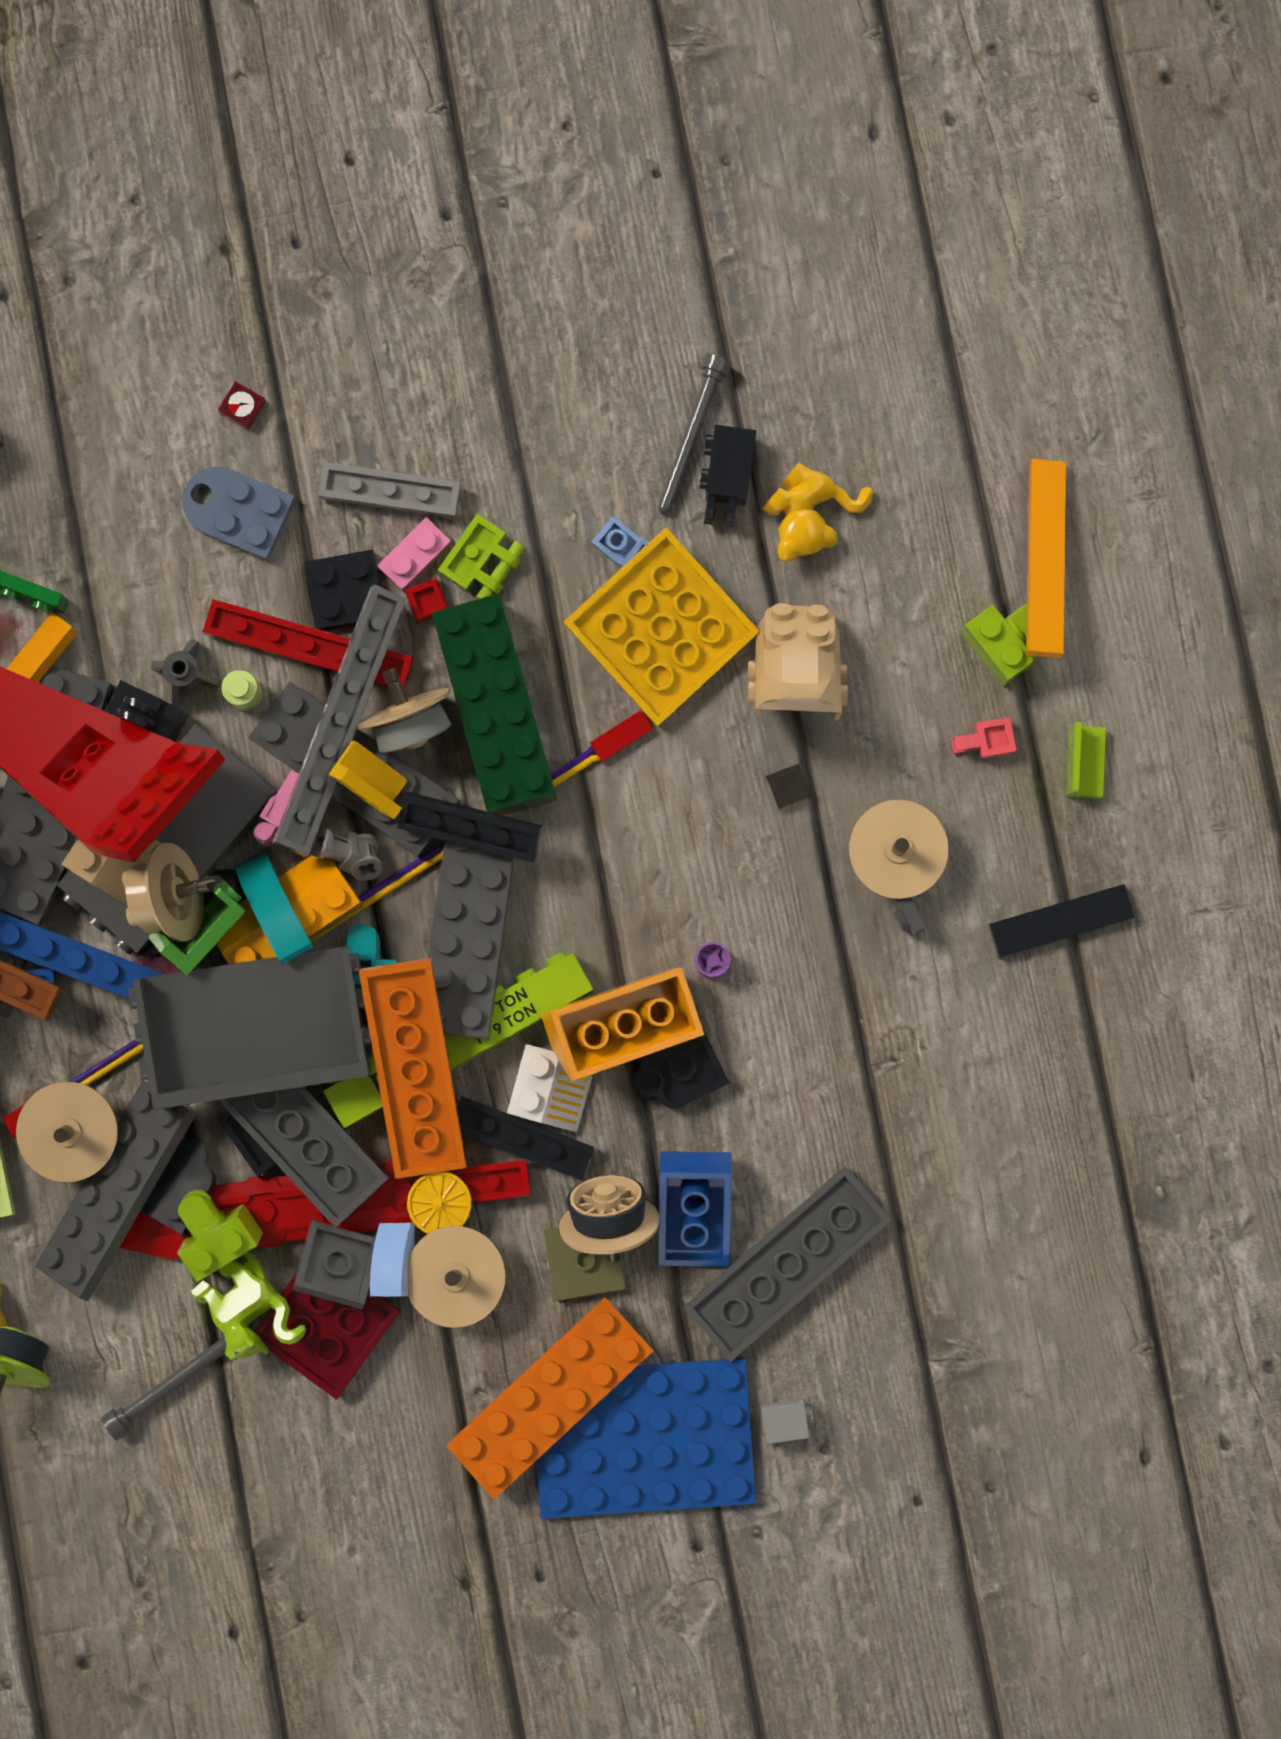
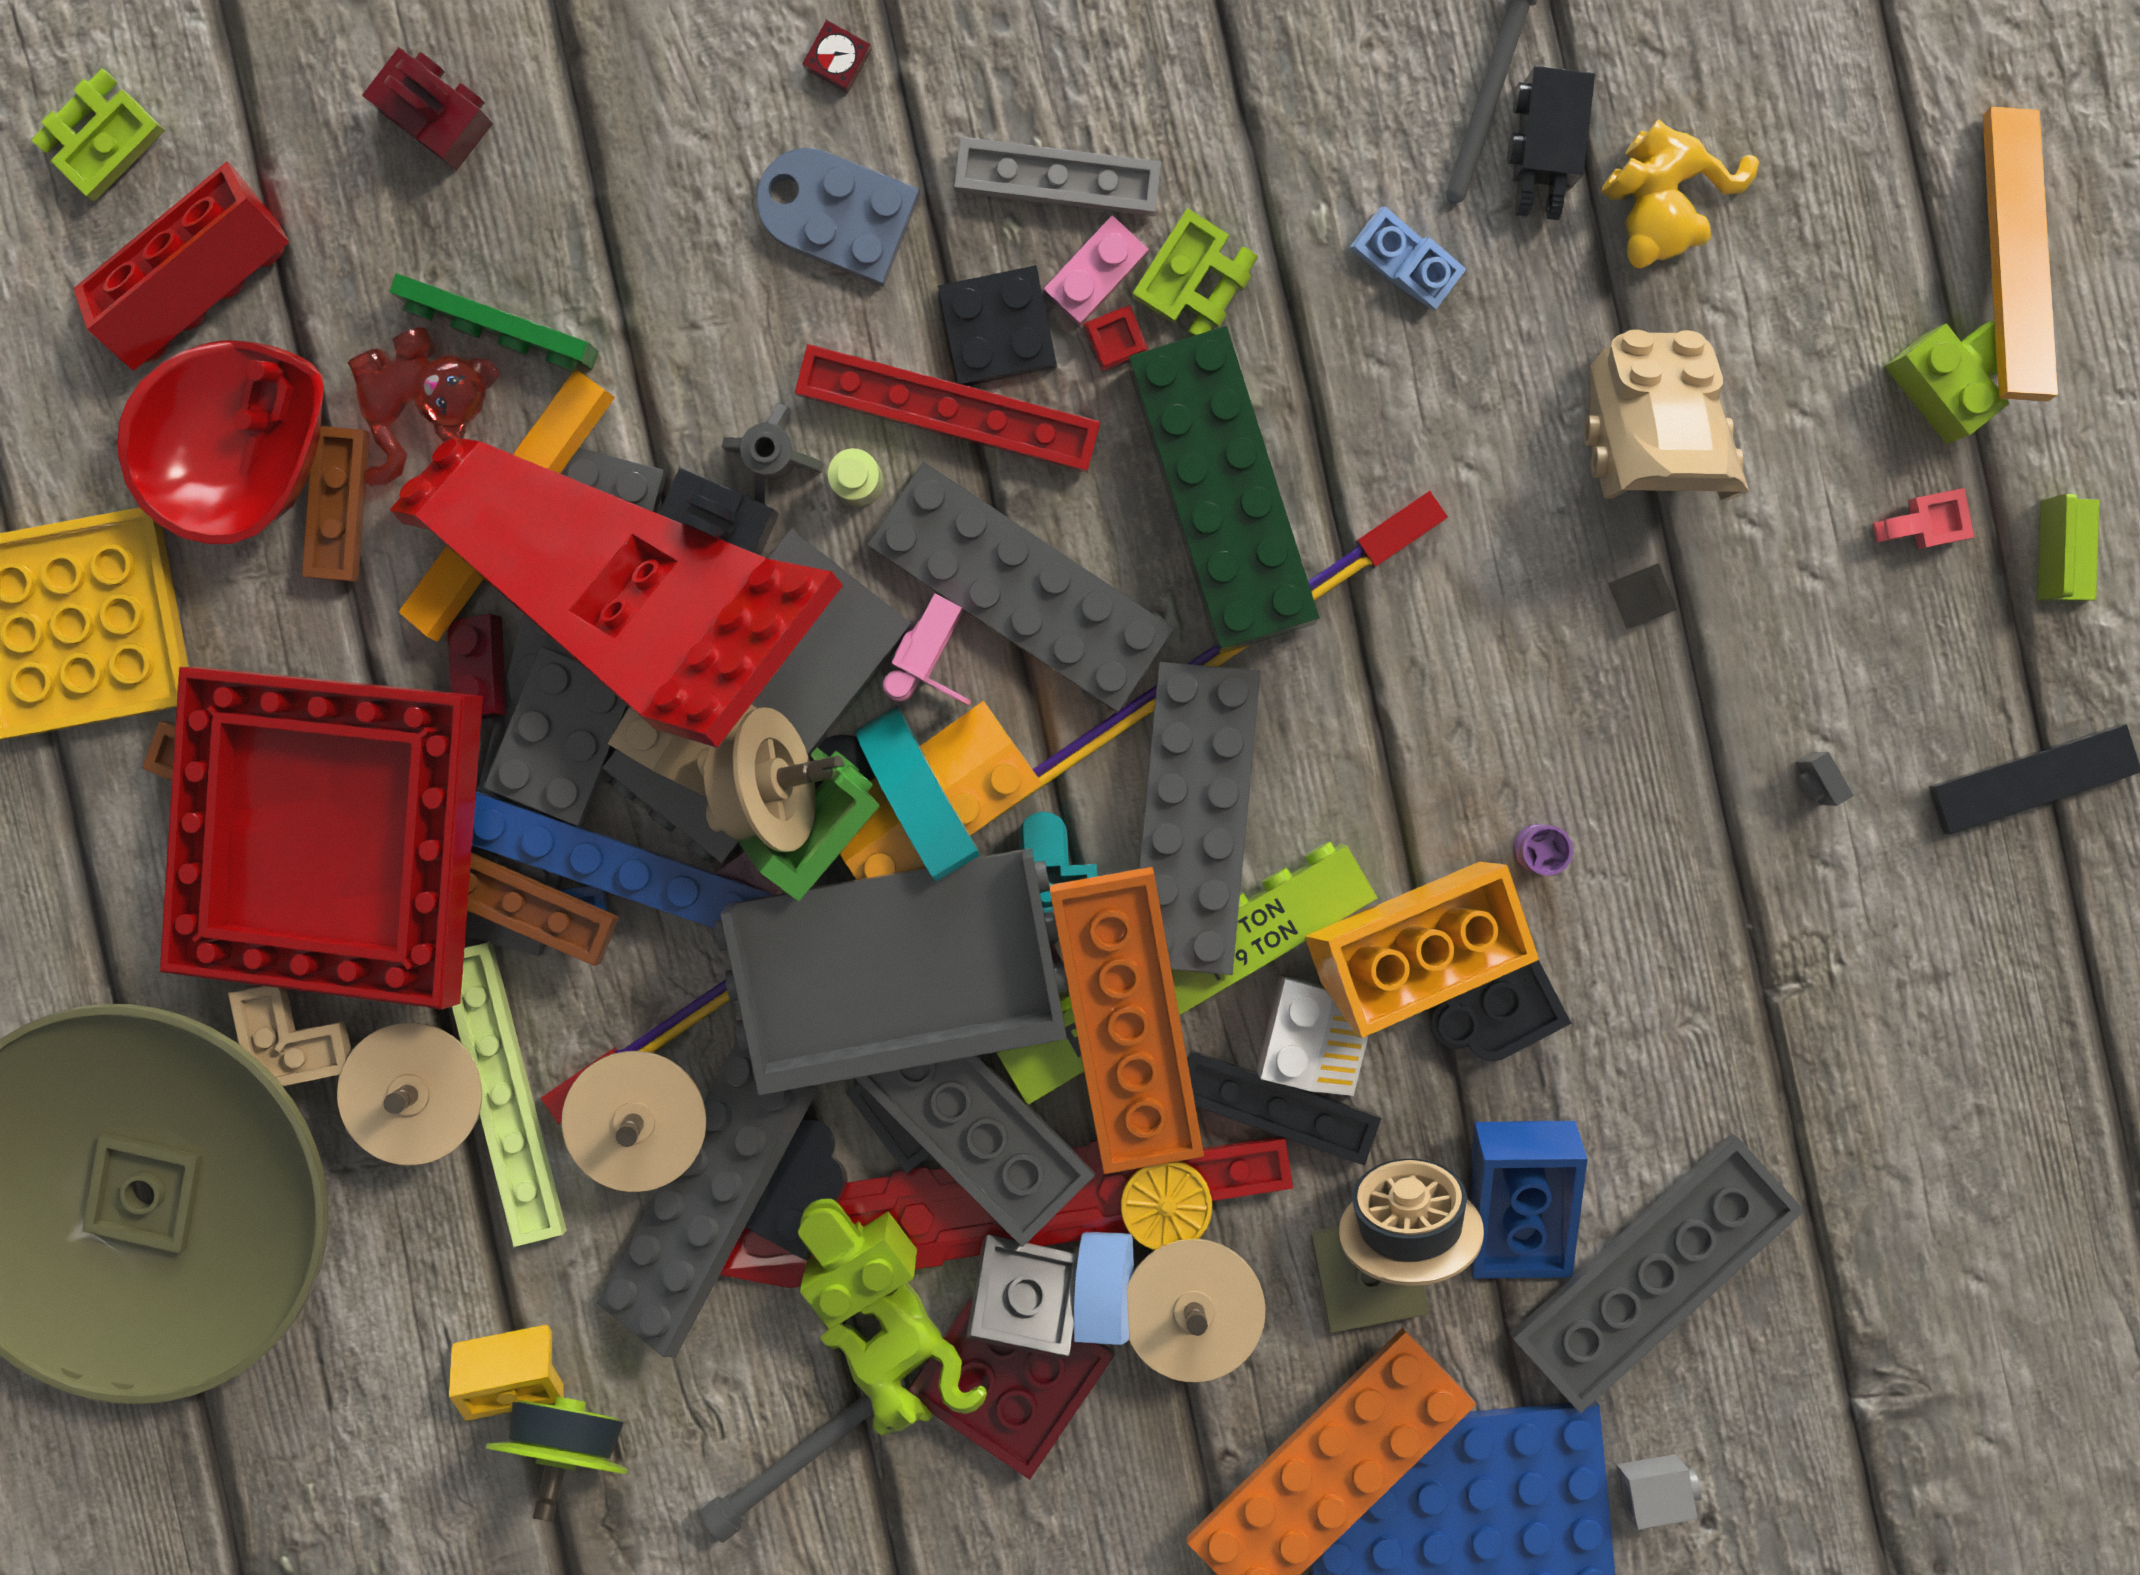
camera: 15 degrees left, 5 degrees up
(339, 720) = (1001, 520): dark grey plate -> none
(353, 852) = (1025, 708): light grey connector -> none
(369, 779) = (1049, 604): yellow panel -> none
(408, 720) = (1101, 514): piece -> none
(469, 826) = (1196, 670): black plate -> none
(661, 626) = (1460, 368): yellow plate -> none
(898, 849) = (1813, 685): tan piece -> none

